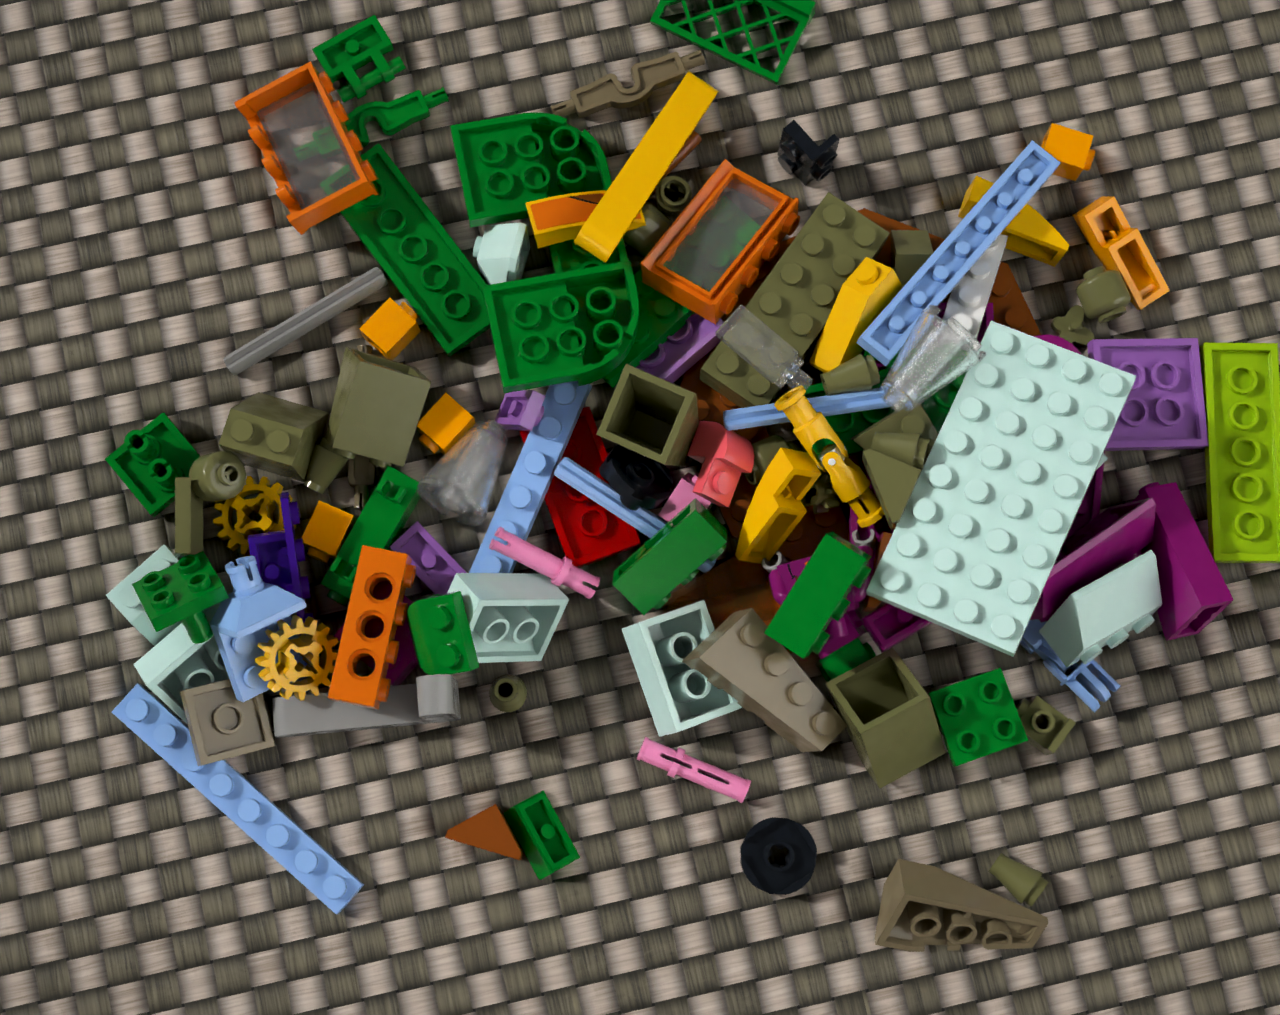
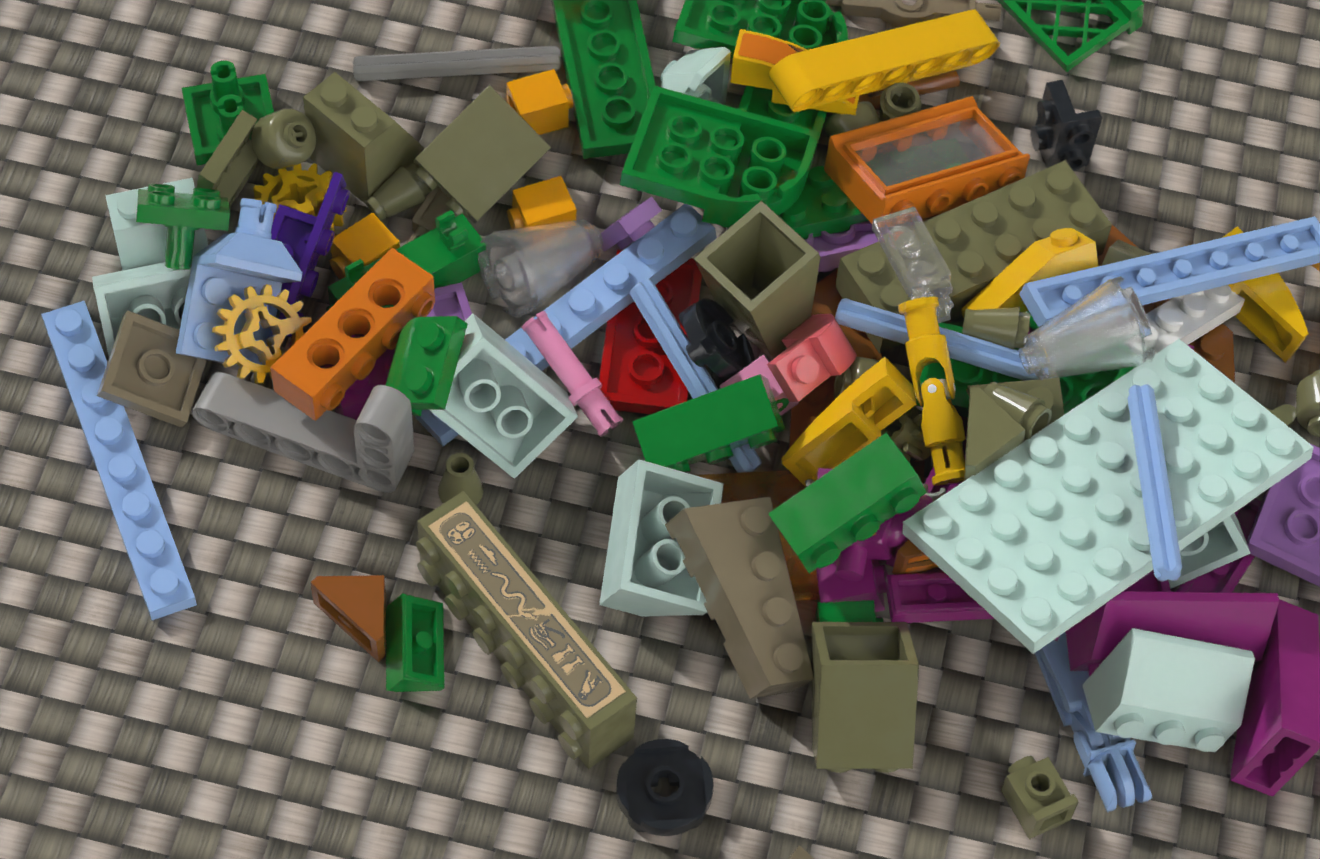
camera: 25 degrees right, 20 degrees down
(621, 793) = (525, 631): none -> brick
(652, 752) = (621, 657): bright pink pin -> none
(977, 717) = (966, 738): green plate -> none
(1039, 473) = (1154, 483): none -> light blue axle

